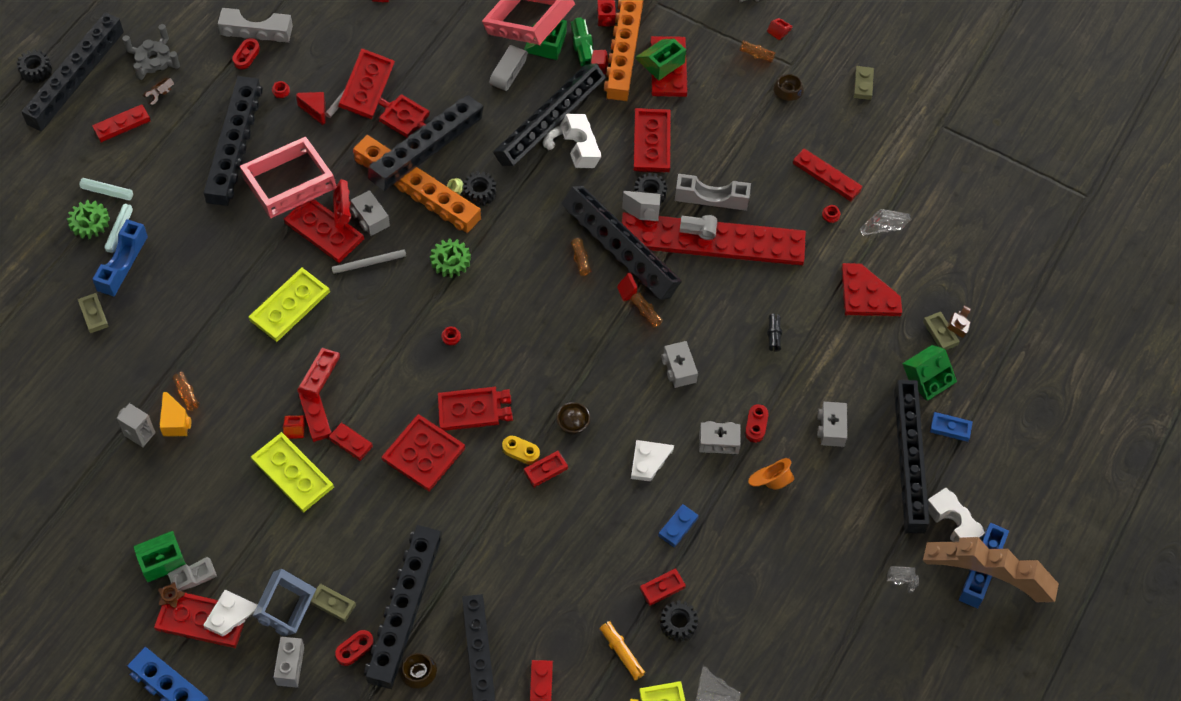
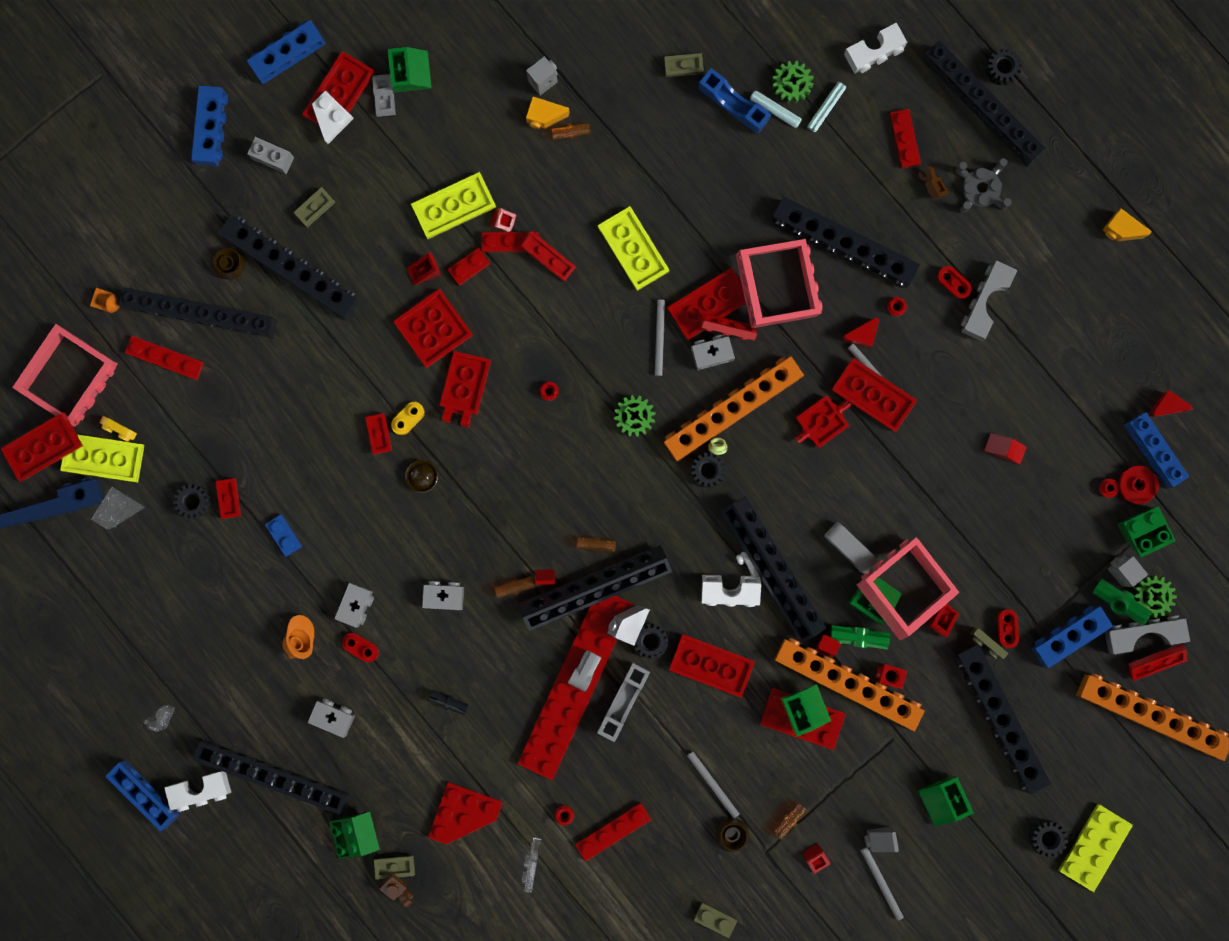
camera: 115 degrees right, 25 degrees up
(31, 153) = (862, 57): none -> white arch
(170, 589) = (361, 70): reddish brown plate -> none
(296, 586) = (317, 178): sand blue window -> none
(353, 647) = (267, 215): red plate -> none
(365, 476) = (424, 269): none -> red slope
(425, 142) = (802, 491): black brick -> none
(617, 643) = (191, 440): light orange pin -> none
(648, 459) = (358, 533): white wing -> none
(753, 114) = (713, 785): none -> light grey bar
(951, 426) = (291, 830): blue plate -> none
(1000, 563) = (124, 806): medium nougat arch -> none

